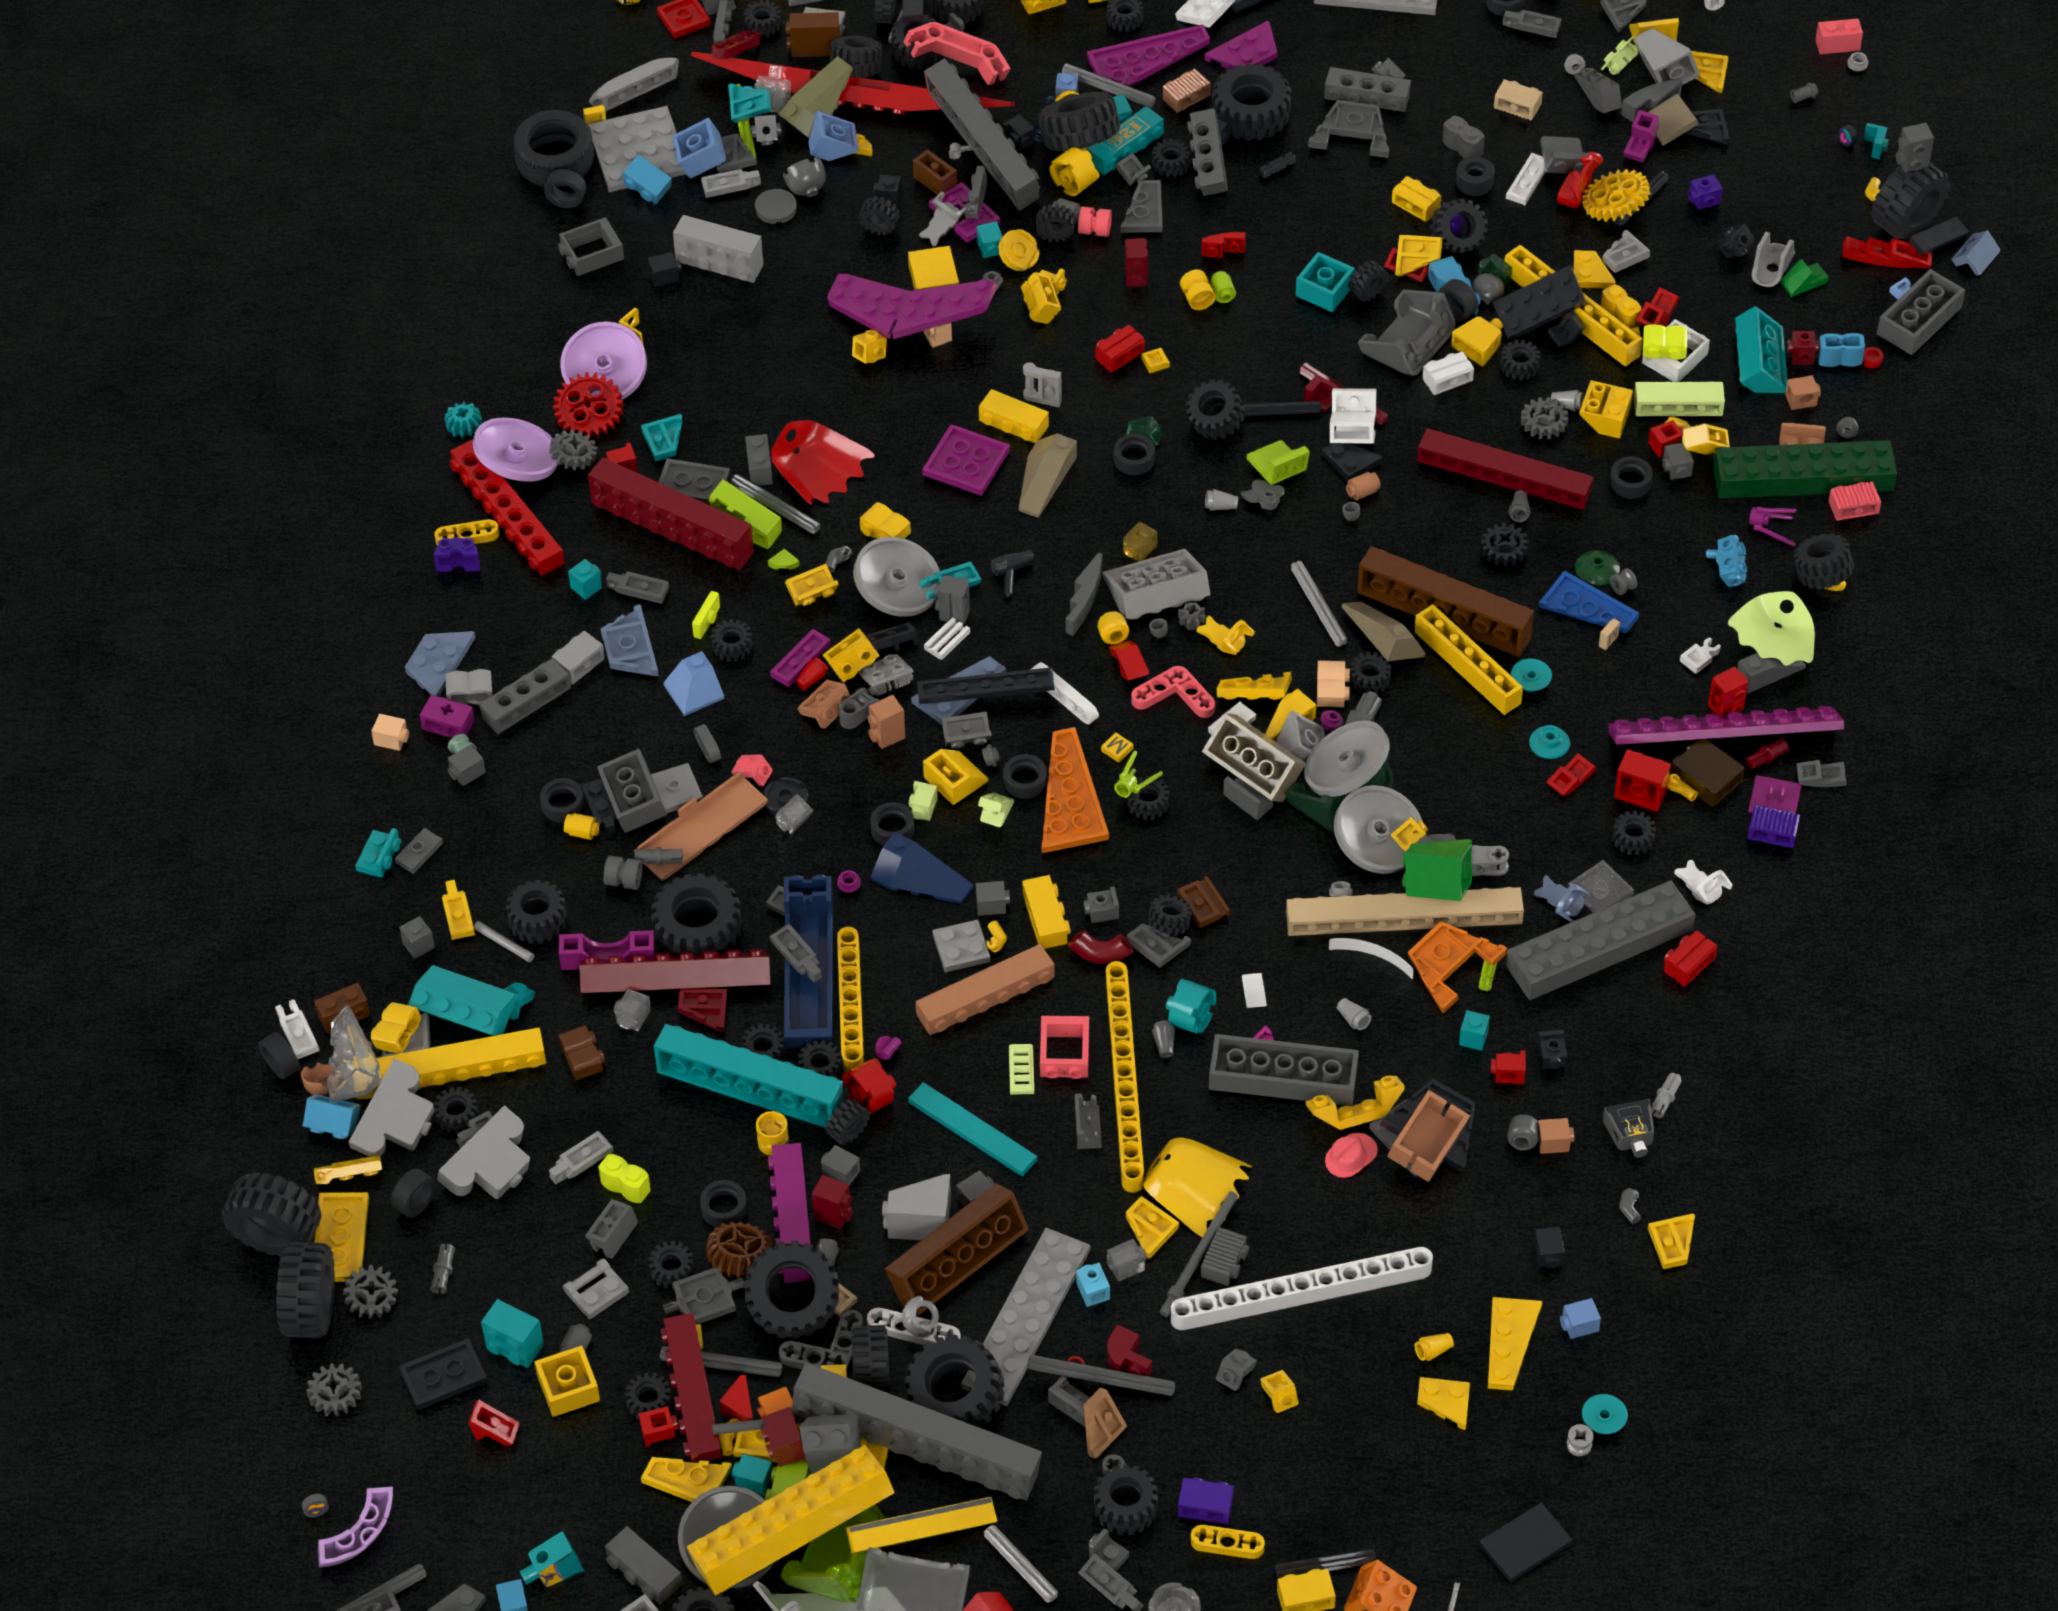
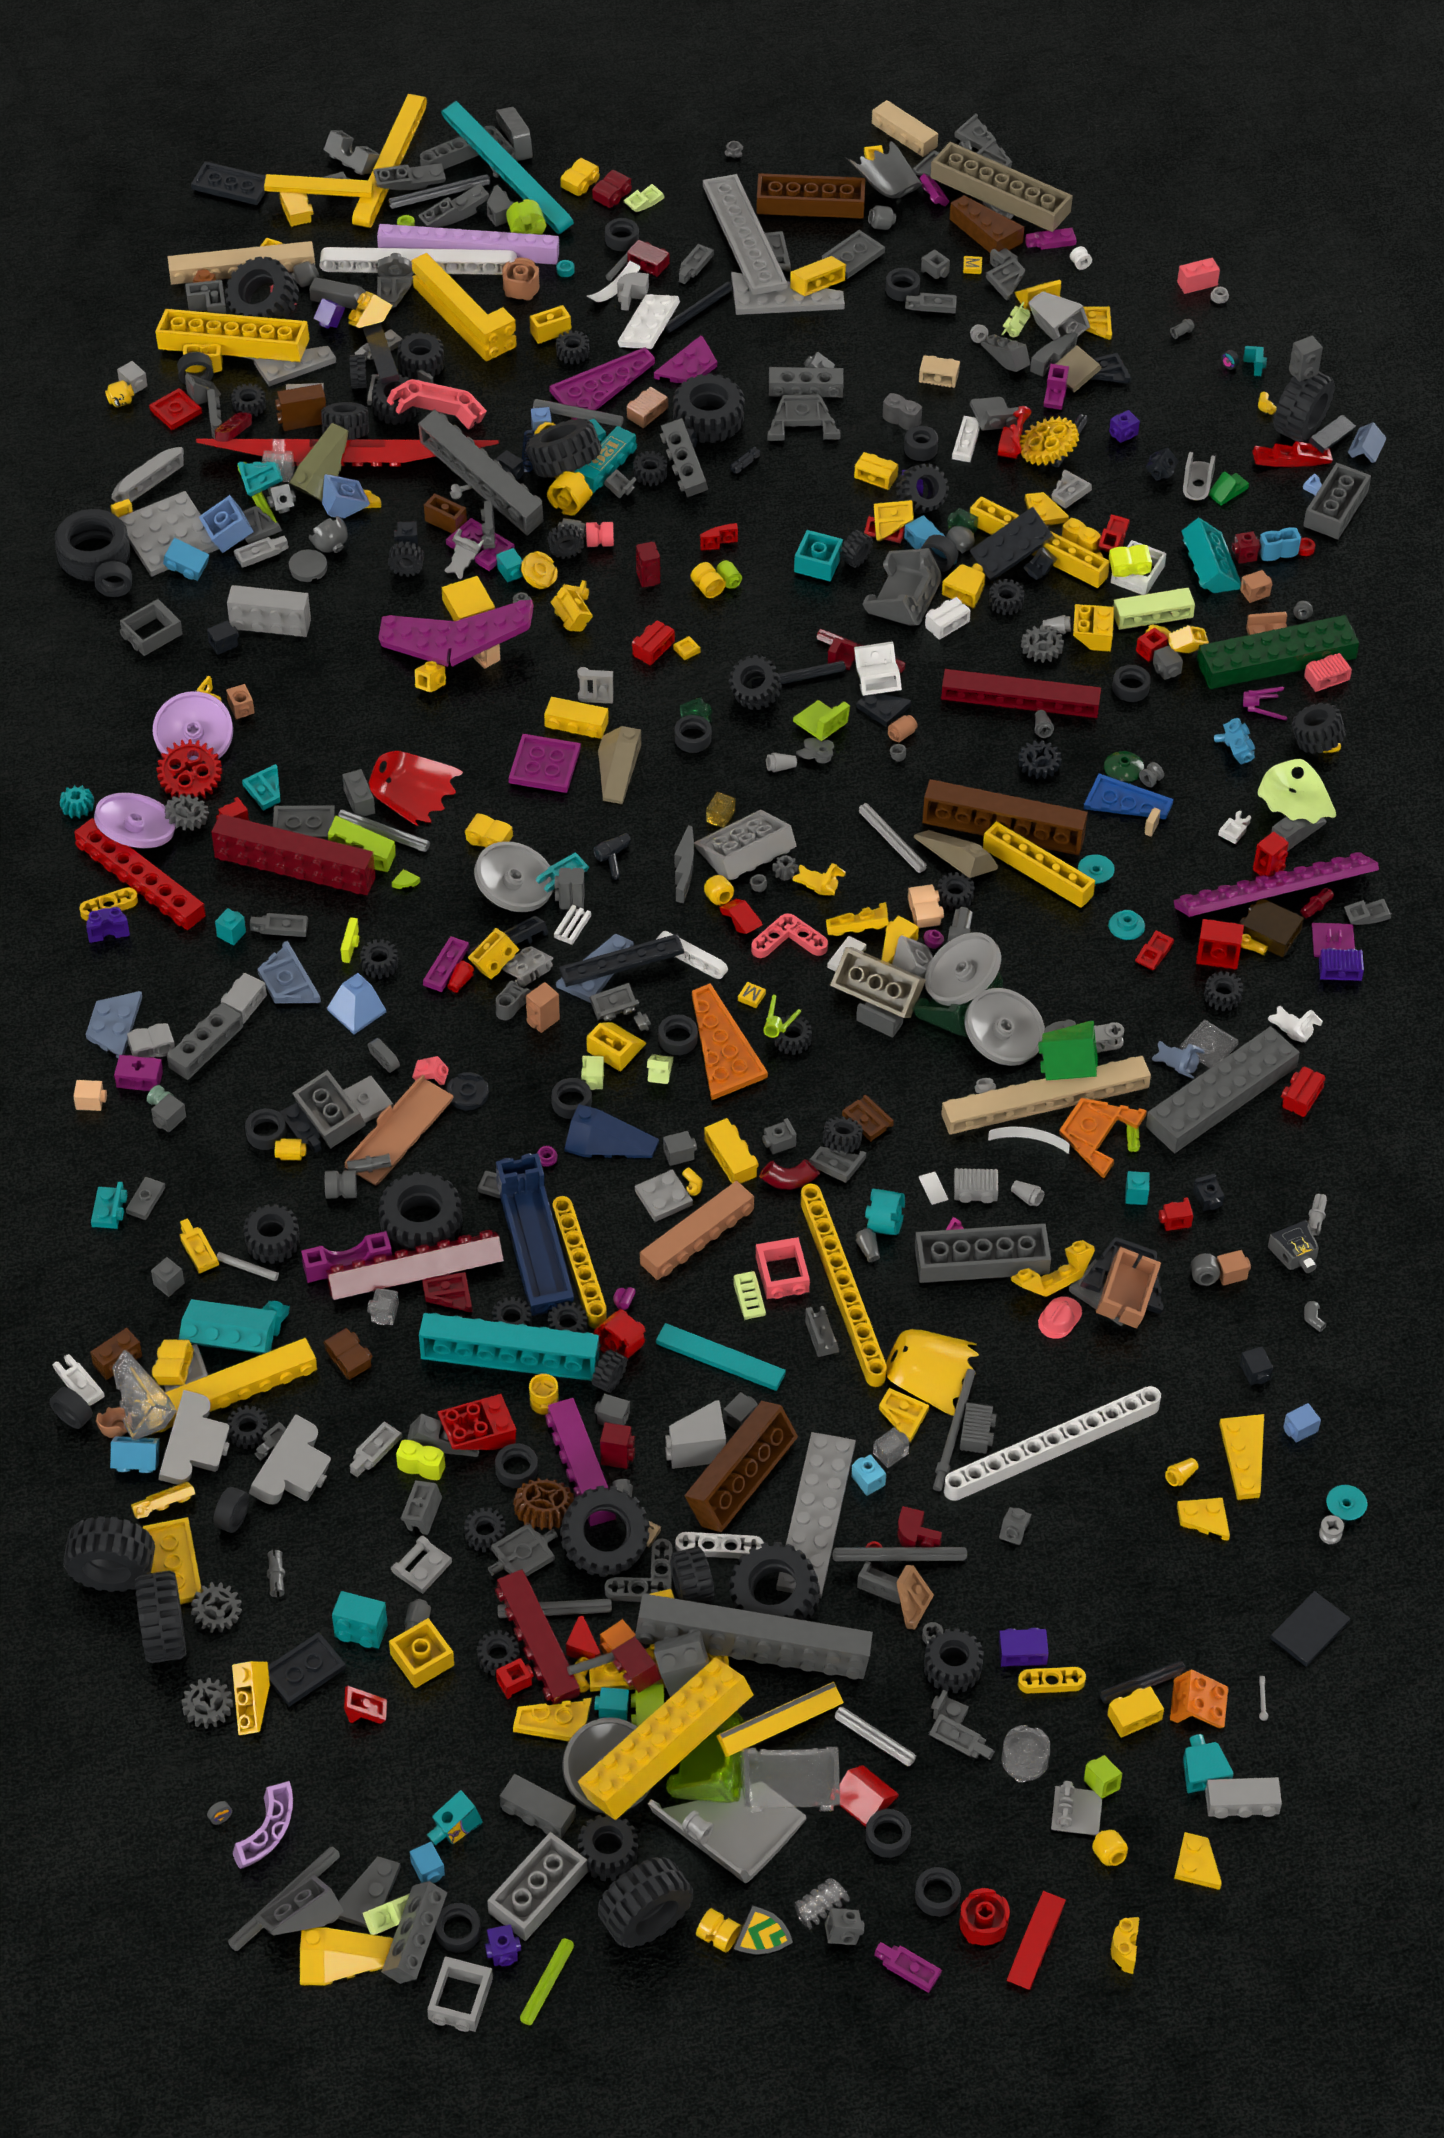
camera: 15 degrees left, 0 degrees up
(381, 1385) = (251, 1693): none -> yellow slope
(656, 1159) = (430, 1432): none -> dark grey slope
(662, 340) = (240, 701): none -> nougat brick
(693, 1153) = (479, 1425): none -> red slope
(793, 814) = (481, 1104): clear brick -> none
(797, 952) = (523, 1227): dark grey hinge -> none
(811, 584) = (437, 897): yellow bracket -> none
(825, 702) = (480, 1000): nougat bracket -> none
(837, 556) = (453, 868): dark grey arm -> none
(909, 1317) = (717, 1536): light grey piece -> none
(1145, 209) = (640, 516): dark grey wing -> none
(1280, 1390) = (1060, 1536): yellow bracket -> none
(1299, 995) = (976, 1185): none -> light grey brick
(1409, 833) = (1033, 1026): yellow bracket -> none
(1672, 1239) = (1359, 1339): yellow wing -> none

